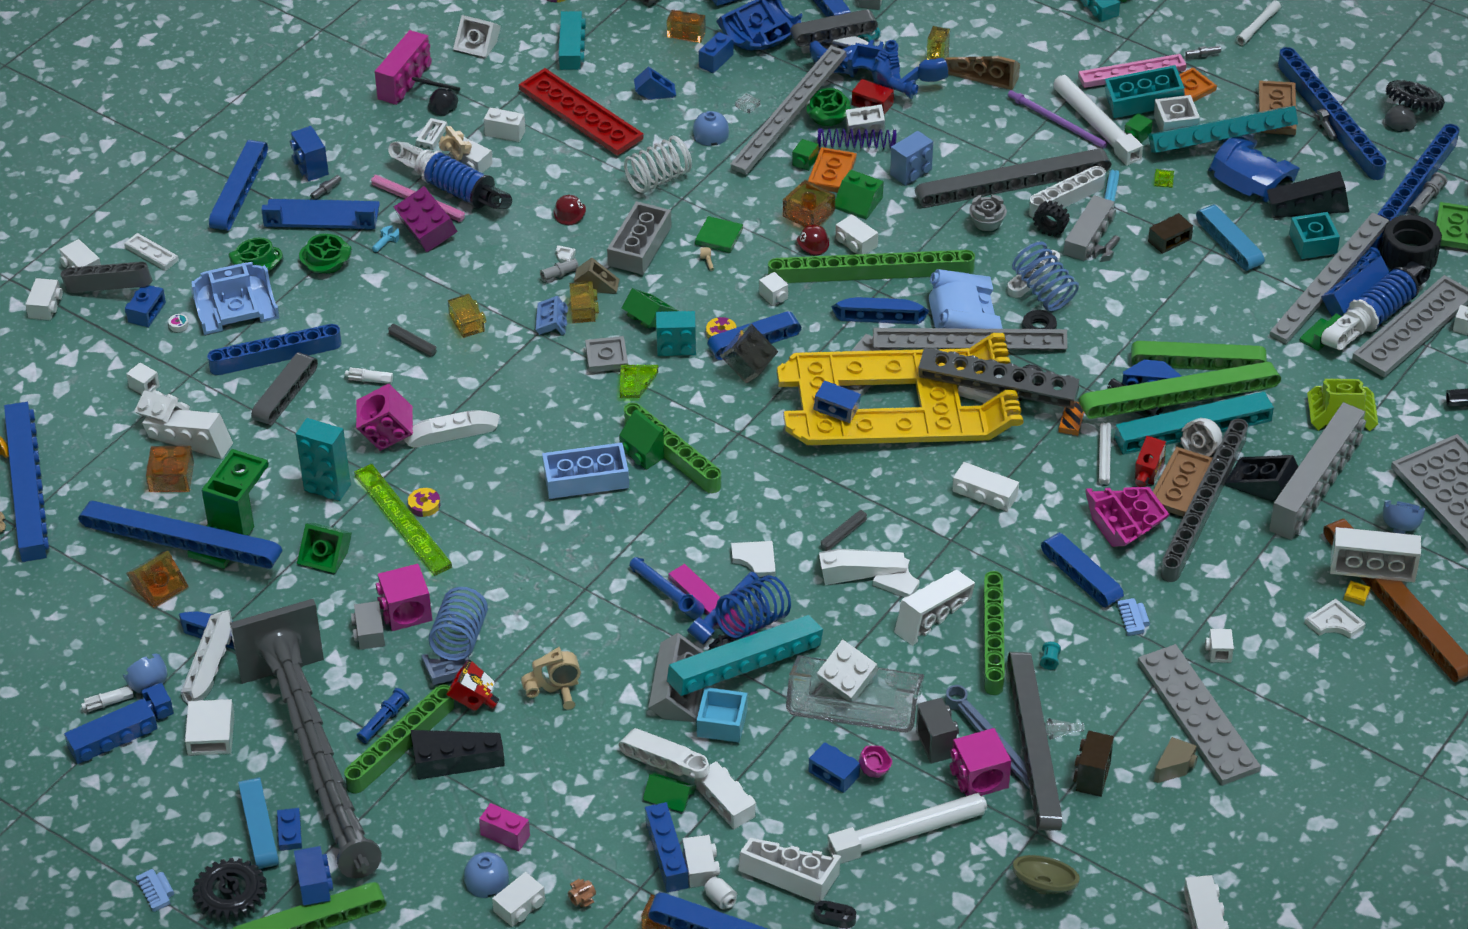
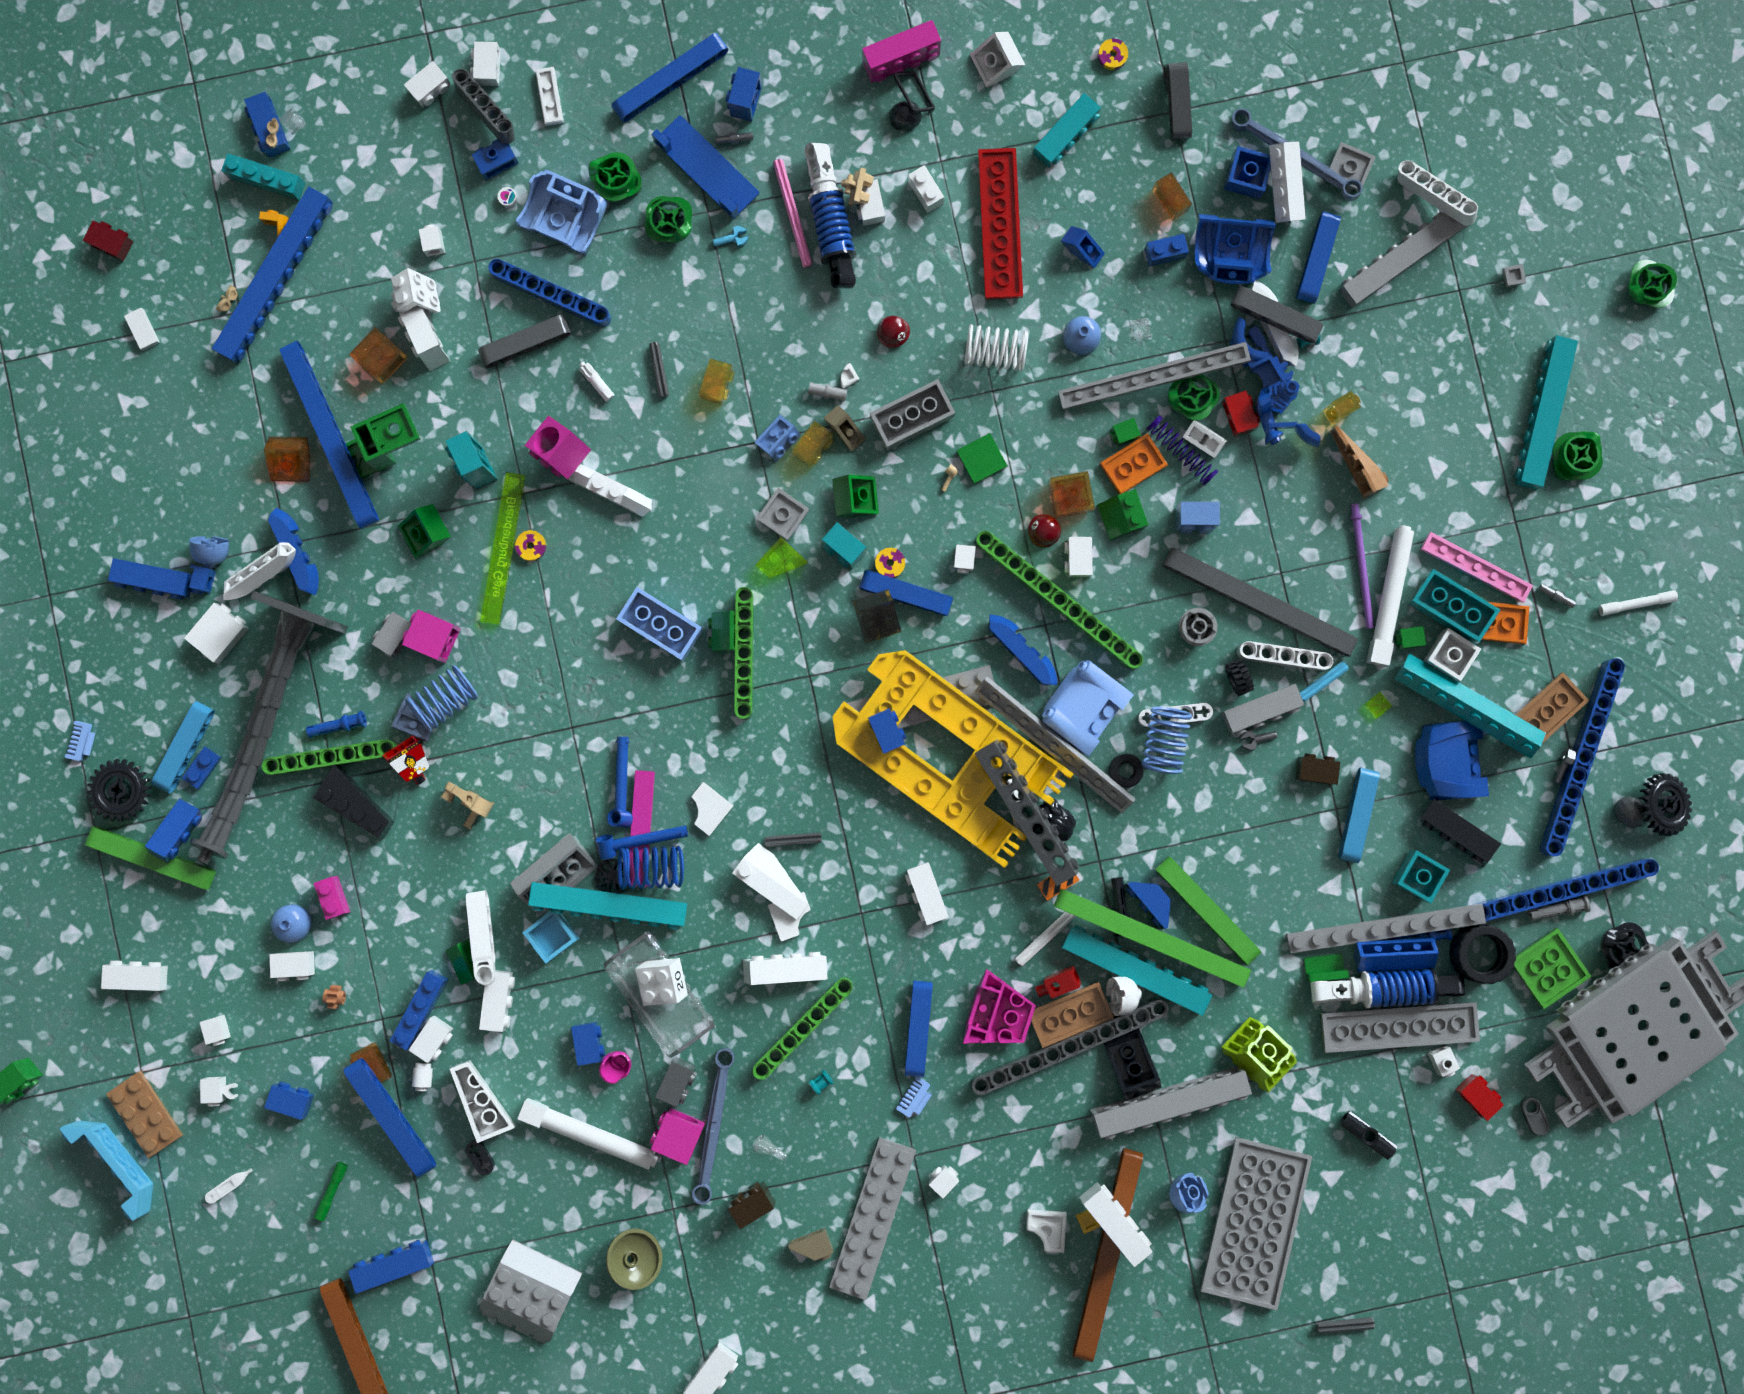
camera: 40 degrees right, 40 degrees up
(108, 698) = (170, 542): white piece -> none
(425, 219) = (770, 249): magenta brick -> none
(435, 134) = (849, 146): white tile -> none
(1034, 742) = (733, 1148): dark grey beam -> none

